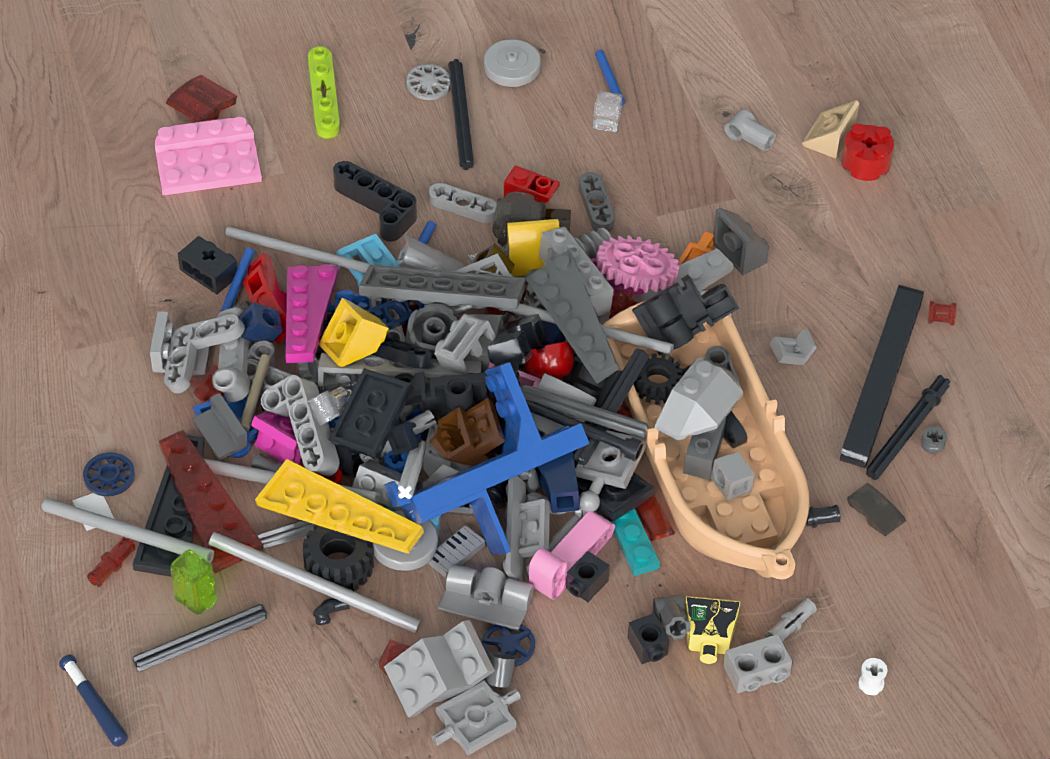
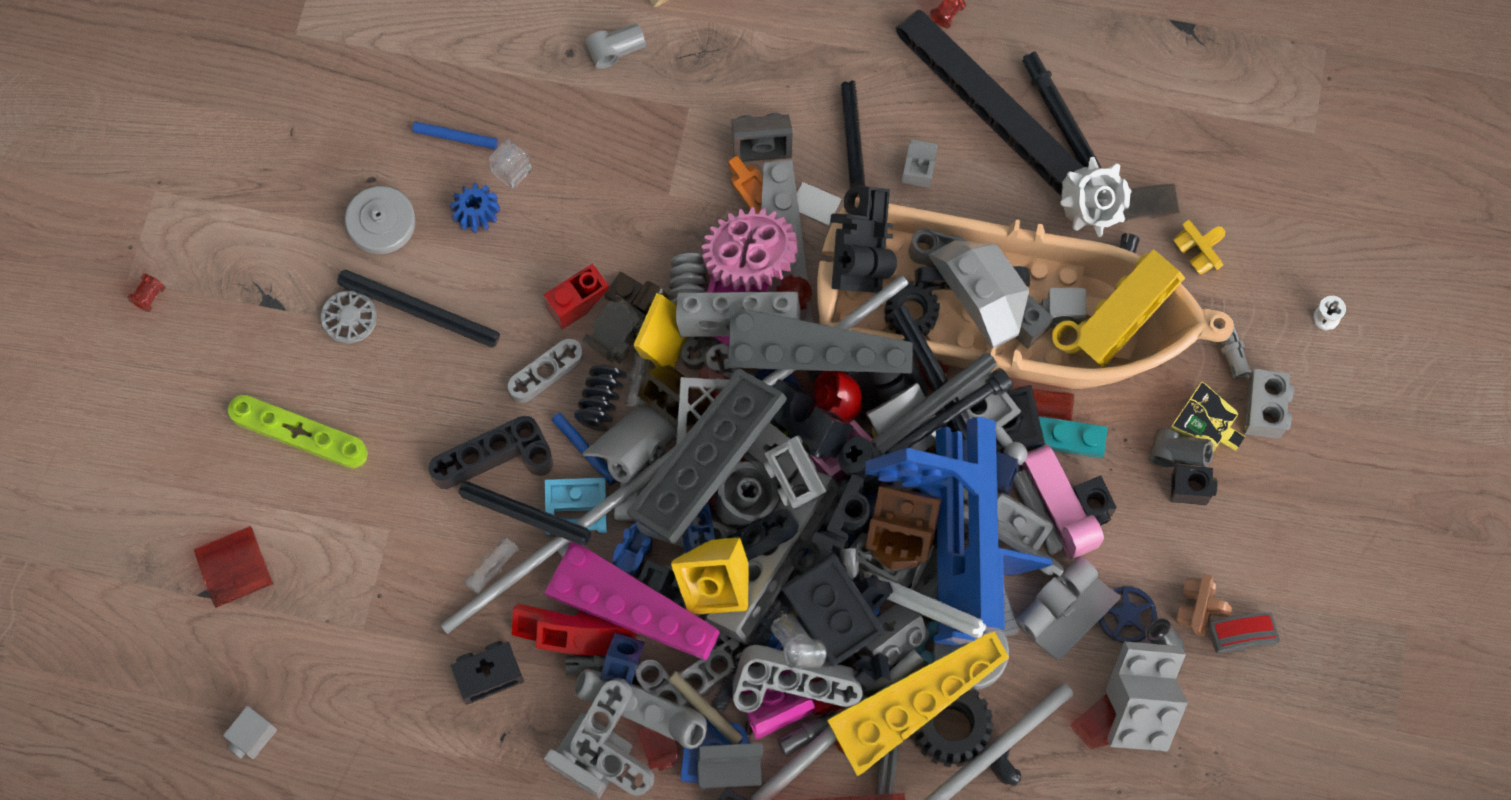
camera: 60 degrees left, 20 degrees up
(85, 158) = (249, 734): none -> light grey brick
(206, 155) = (322, 601): bright pink plate -> none
(238, 279) = (526, 653): blue piece -> none
(278, 232) = (491, 565): none -> clear pin
(340, 230) = (525, 513): none -> black axle
(342, 472) = (872, 673): none -> black tile
(462, 236) = (598, 396): none -> black piece
(476, 717) = (1207, 688): light grey plate -> none
(544, 726) = (1243, 631): none -> slope
(558, 686) = (1206, 605): none -> nougat hips
(559, 108) = (467, 215): none -> blue gear
(598, 193) = (599, 243): dark grey beam -> none
(752, 502) = (1124, 311): none -> yellow hinge
(790, 299) = (852, 134): none -> black axle
(847, 446) = (1095, 196): none -> white brick
(867, 558) = (1207, 258): none -> yellow hips
(933, 432) = (1092, 112): dark grey bush -> none

